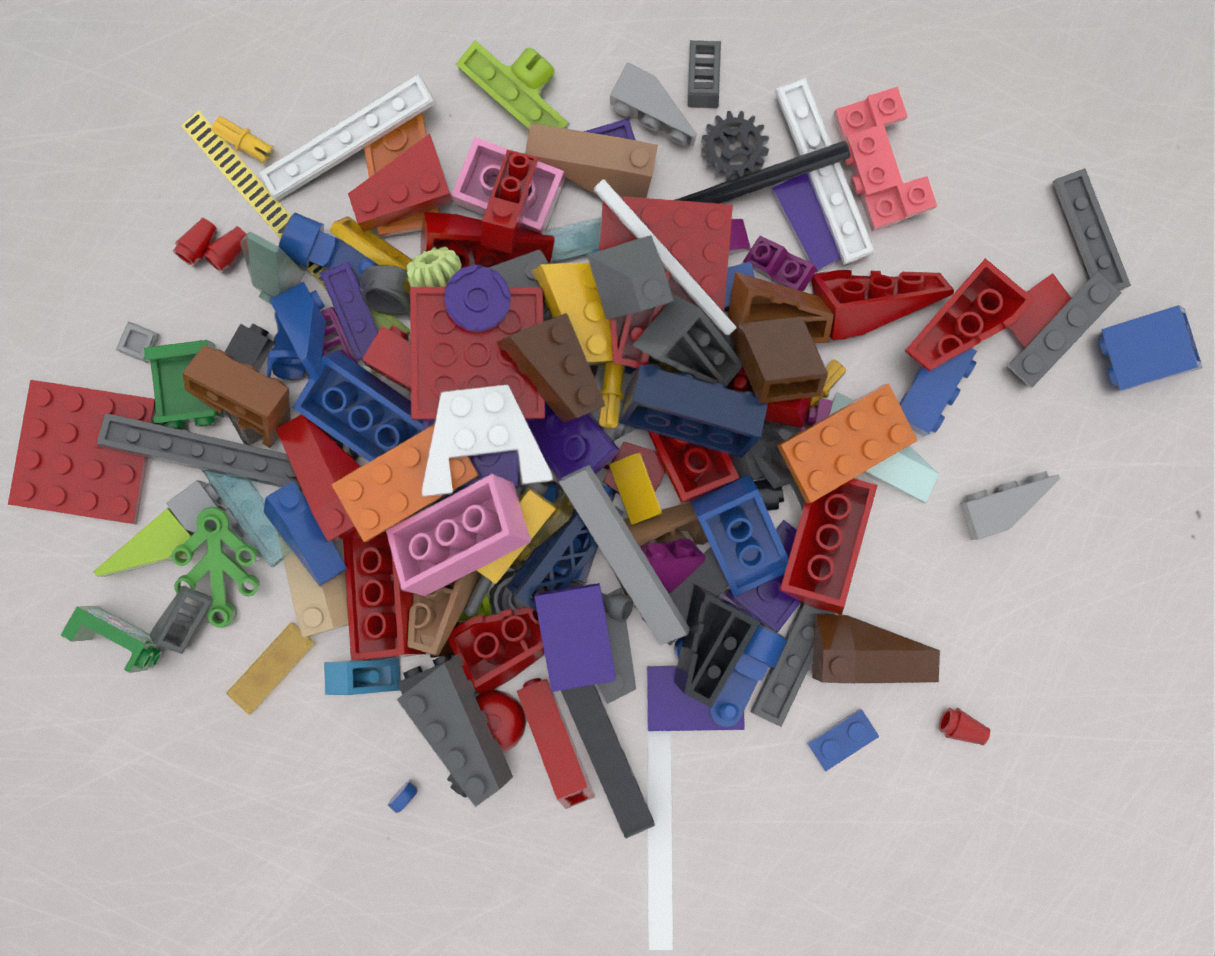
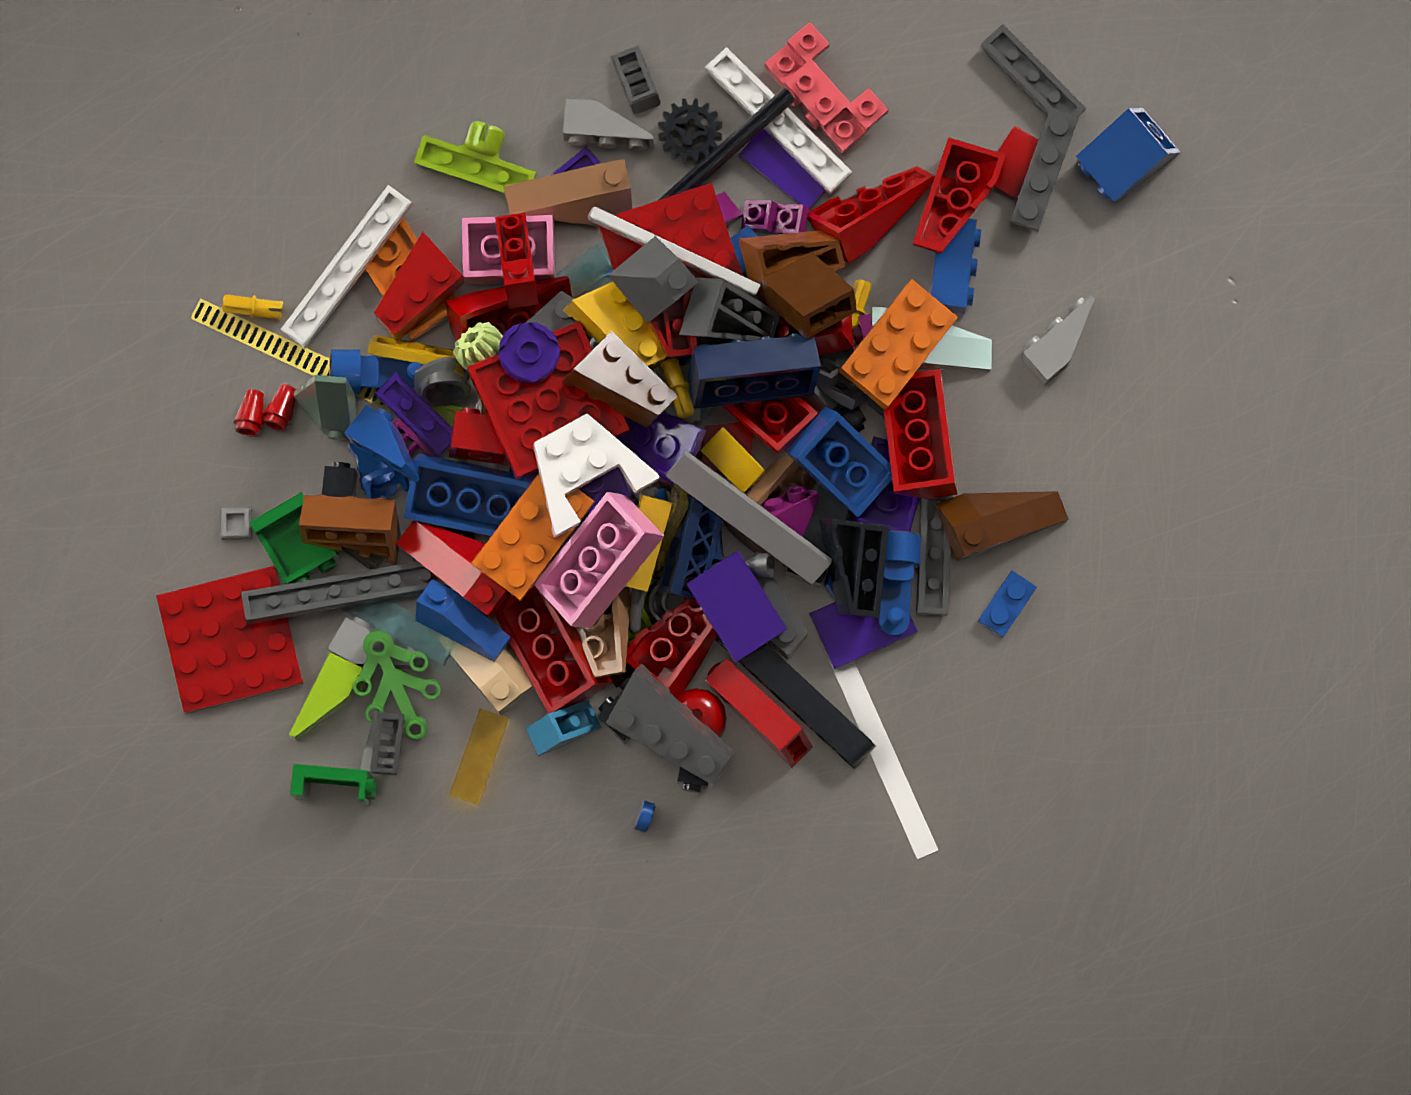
camera: 25 degrees left, 5 degrees down
(963, 727) = (1106, 548): red cone -> none

